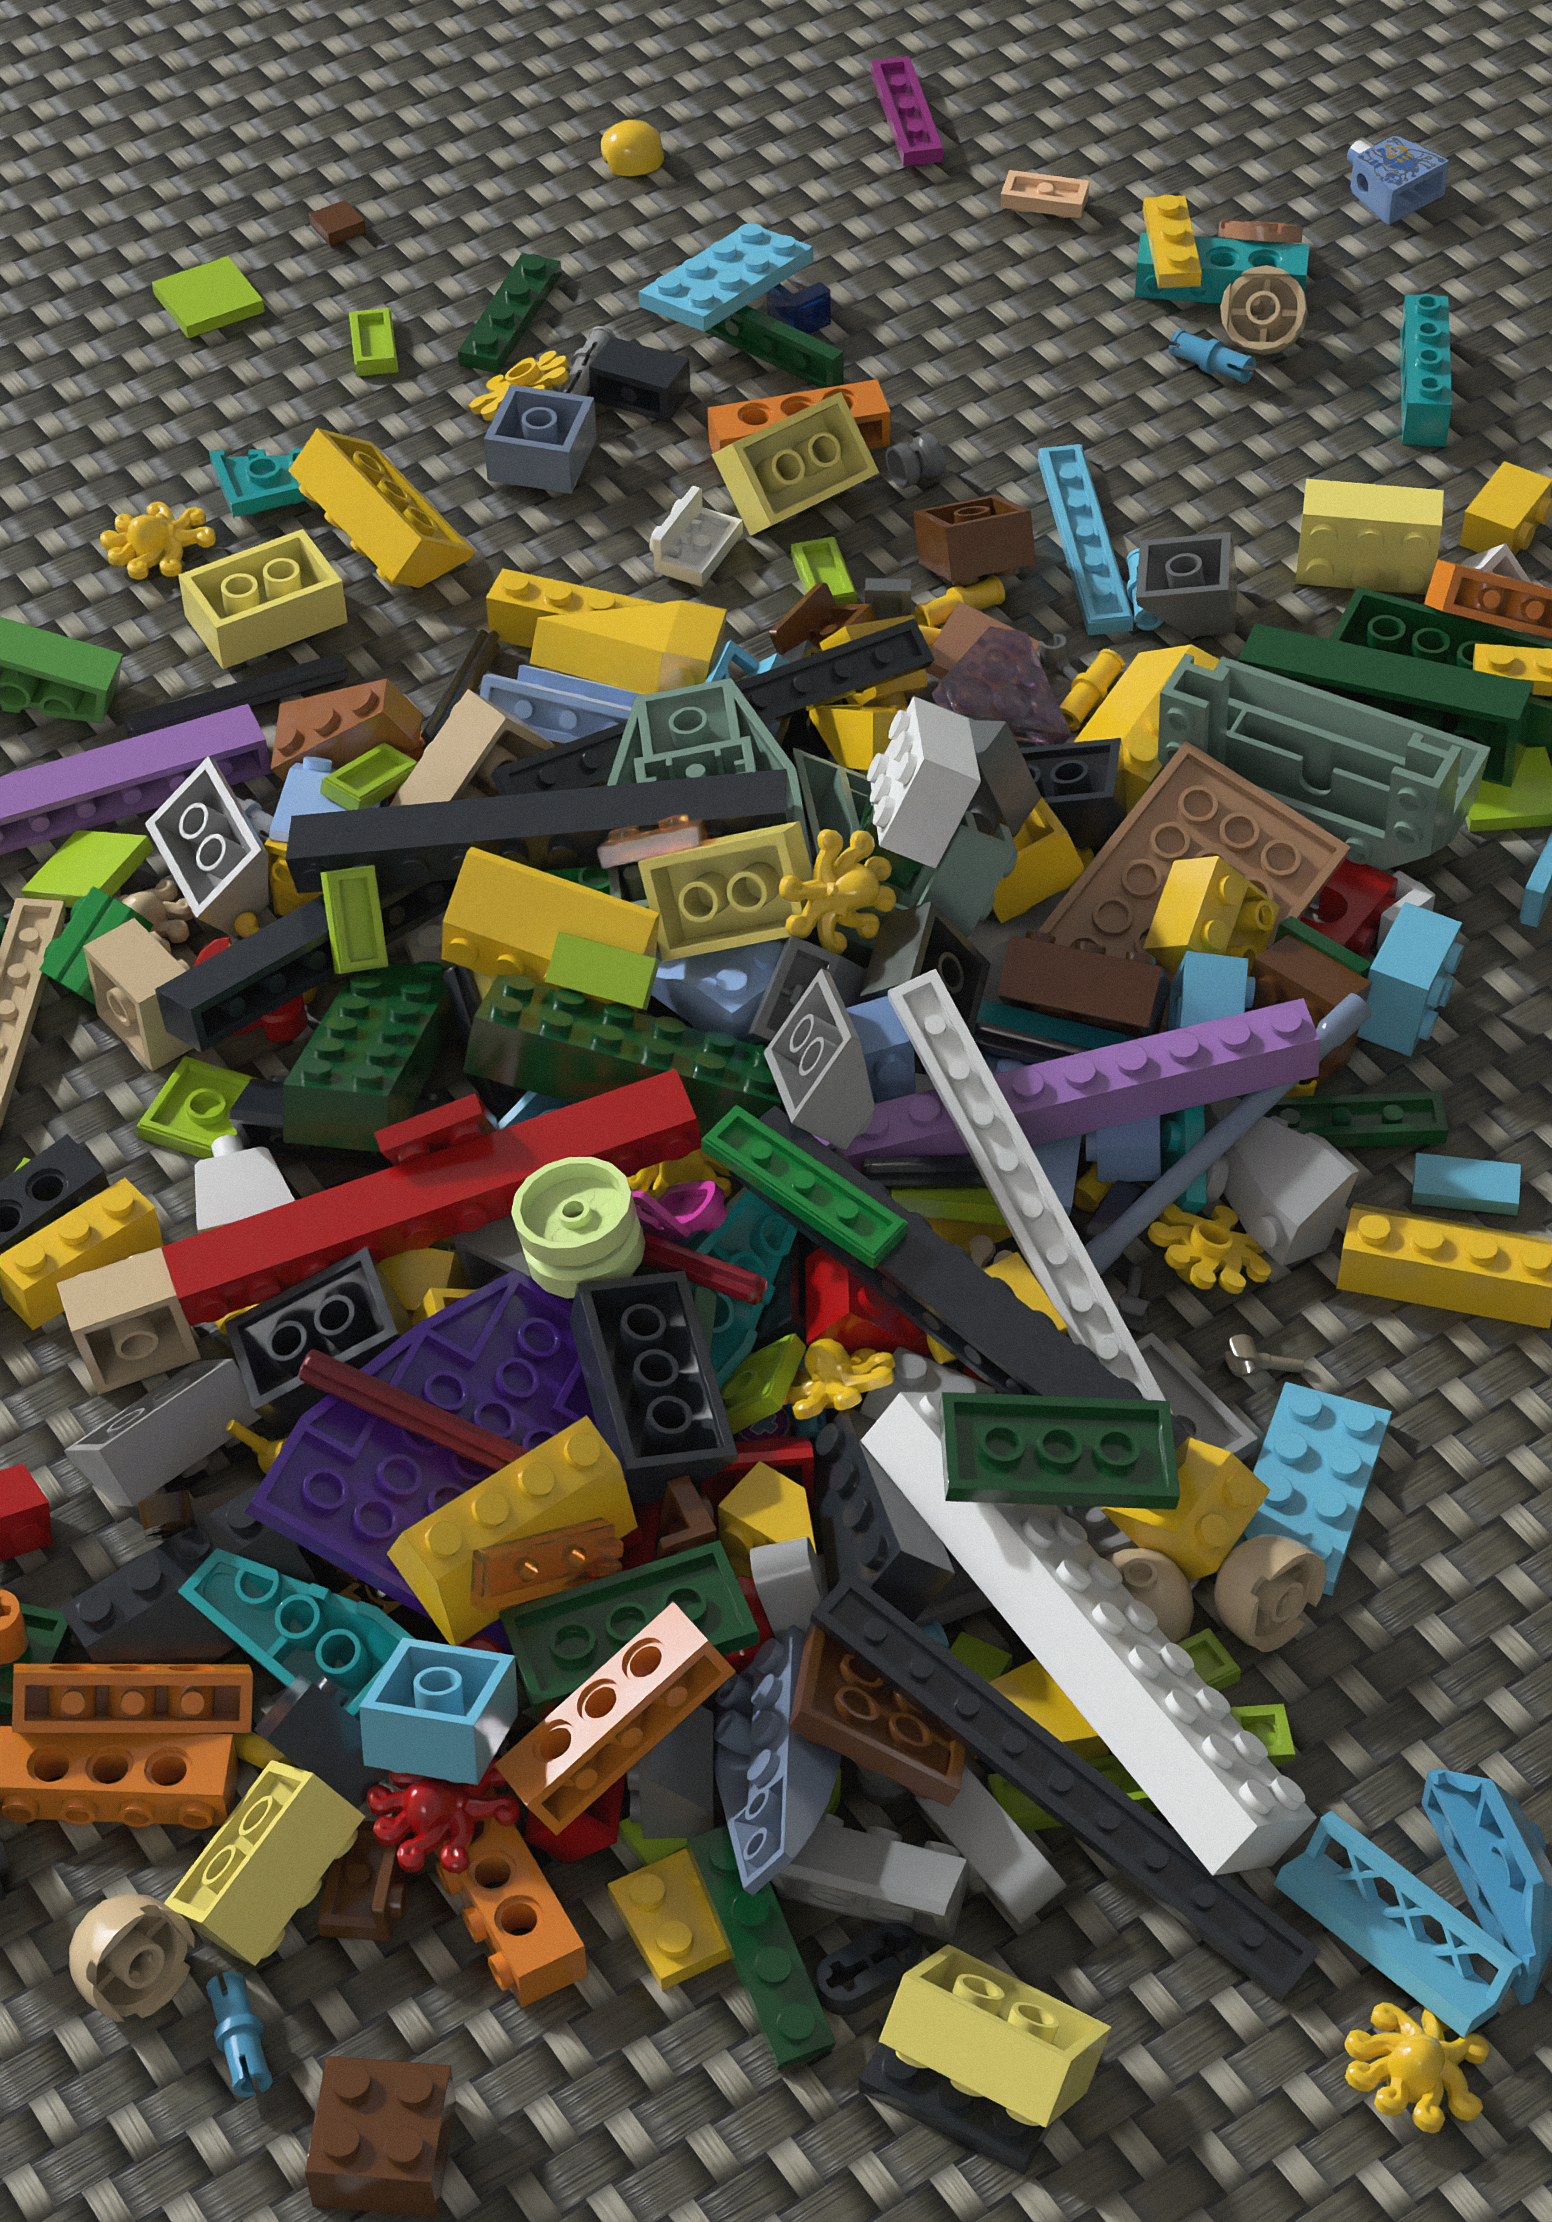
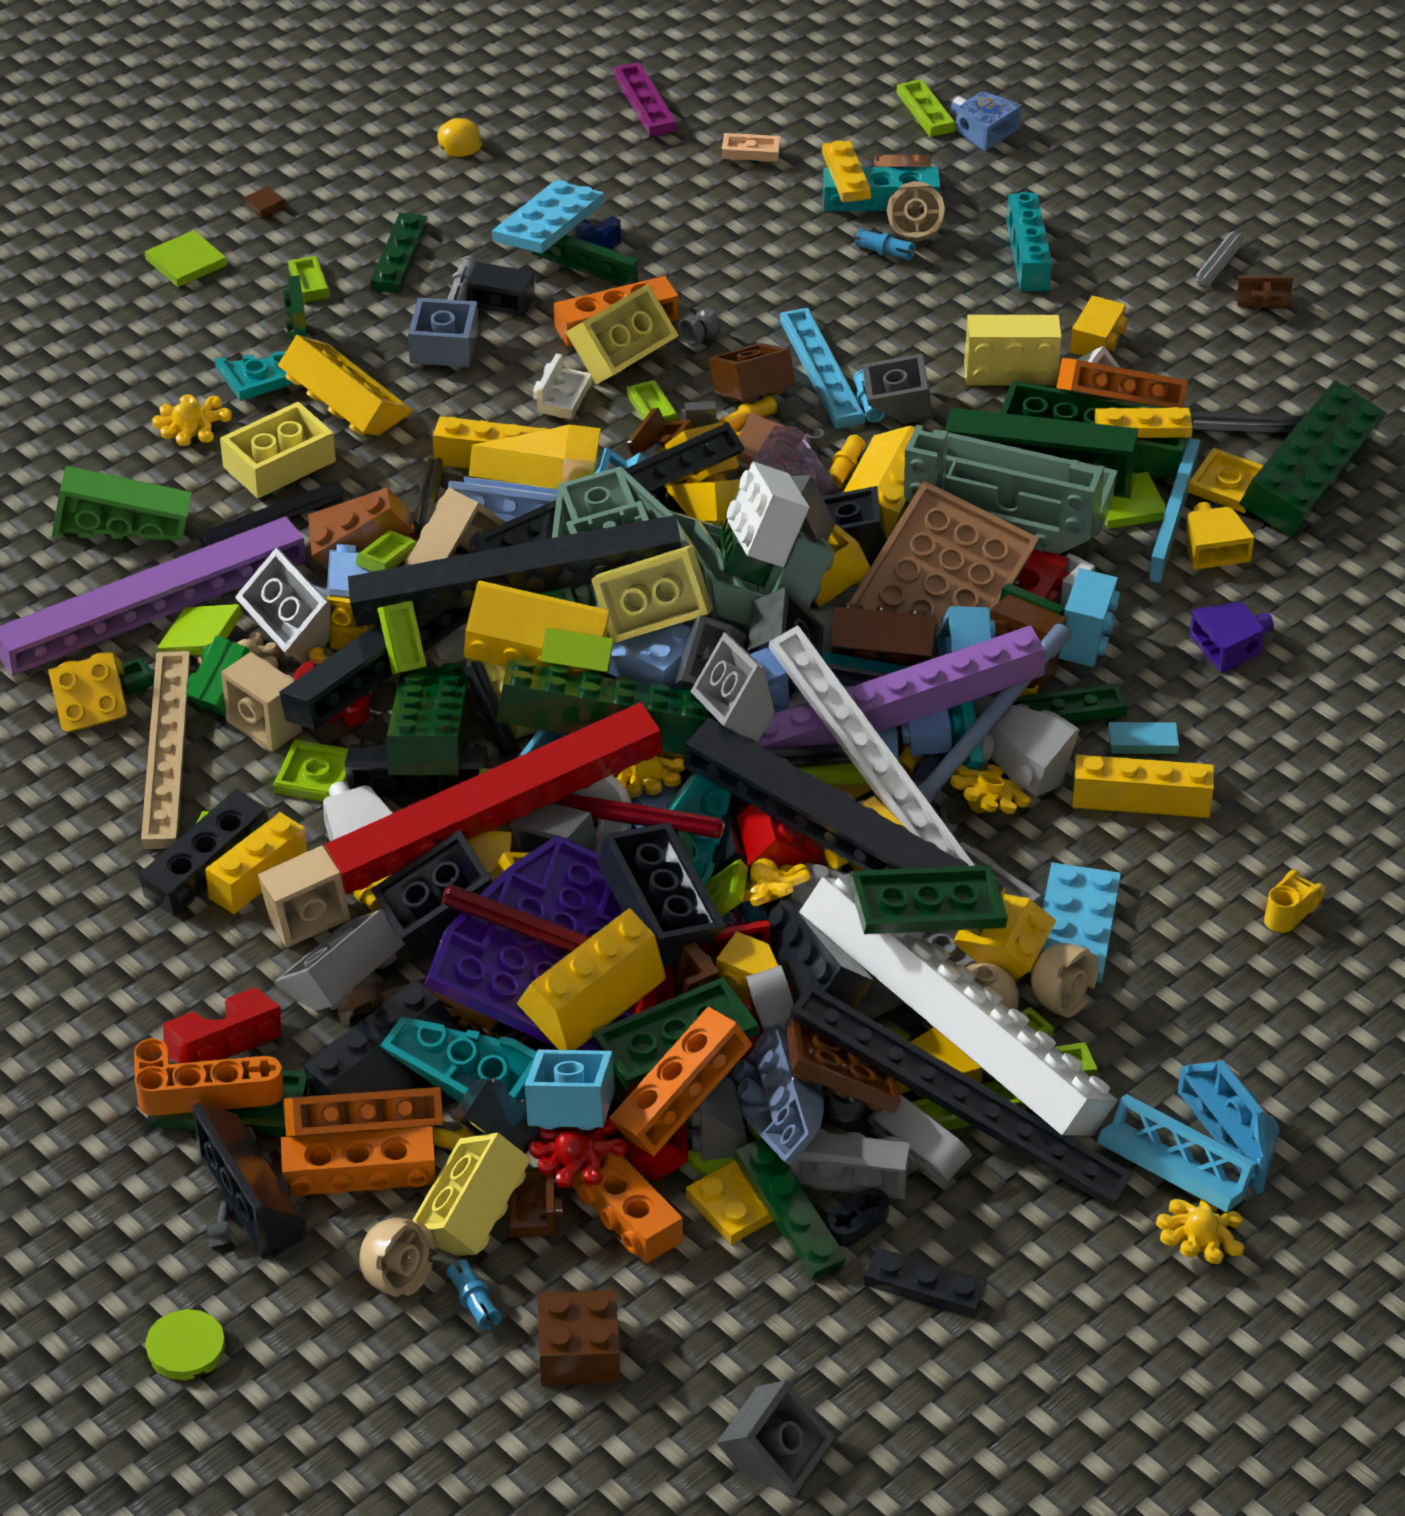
camera: 10 degrees left, 5 degrees down
(266, 1450) = (411, 969): yellow hand -> none
(334, 393) = (294, 309): none -> dark green plate
(436, 1130) = (491, 754): red plate -> none
(543, 374) = (435, 289): yellow animal -> none
(544, 1564) = (616, 999): clear orange hinge -> none
(577, 1224) = (596, 800): yellowish green wheel -> none
(630, 845) = (583, 570): clear orange plate -> none
(682, 1210) = (655, 789): dark pink bracket -> none
(804, 1186) = (738, 763): green tile -> none
(840, 890) = (725, 584): yellow animal -> none
(994, 2036) = (945, 1237): light yellow brick -> none
(1210, 912) = (956, 580): yellow slope -> none
(1246, 1361) = (1024, 853): dark tan hand -> none
(1312, 154) = (926, 108): none -> lime tile

